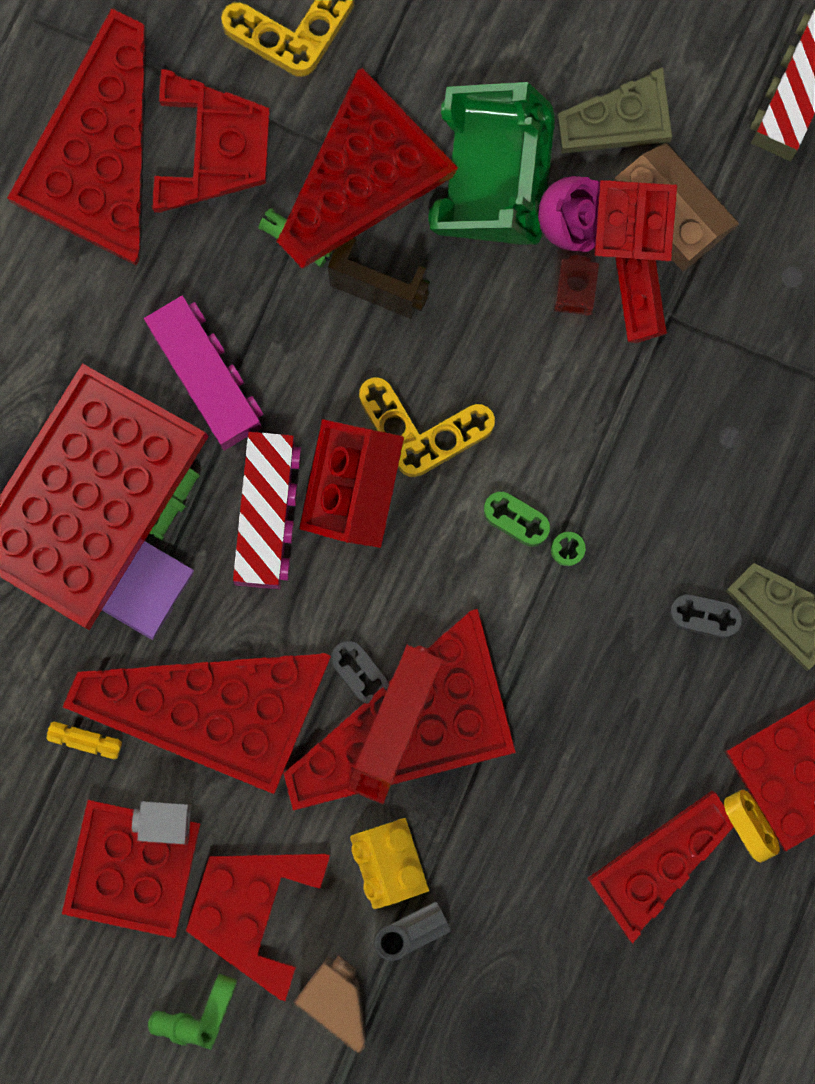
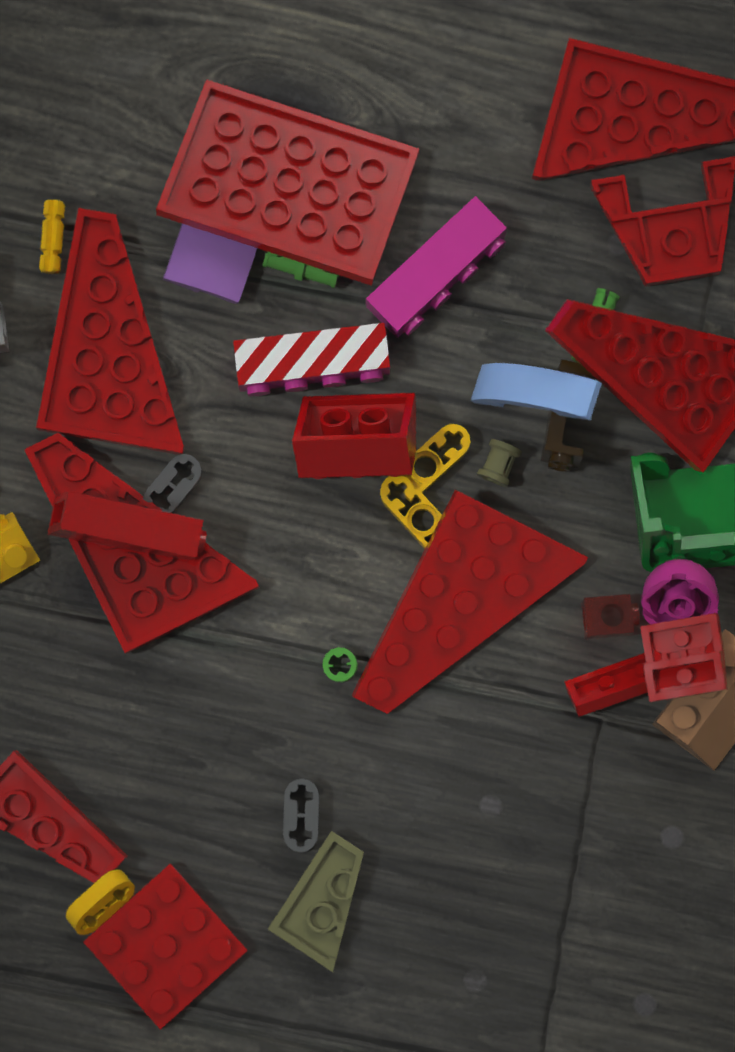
camera: 80 degrees right, 0 degrees up
(349, 299) = (536, 388): none -> light blue slope
(406, 355) = (499, 462): none -> olive bush
(520, 413) = (463, 590): none -> red wing
(520, 510) = (350, 603): bright green beam -> none

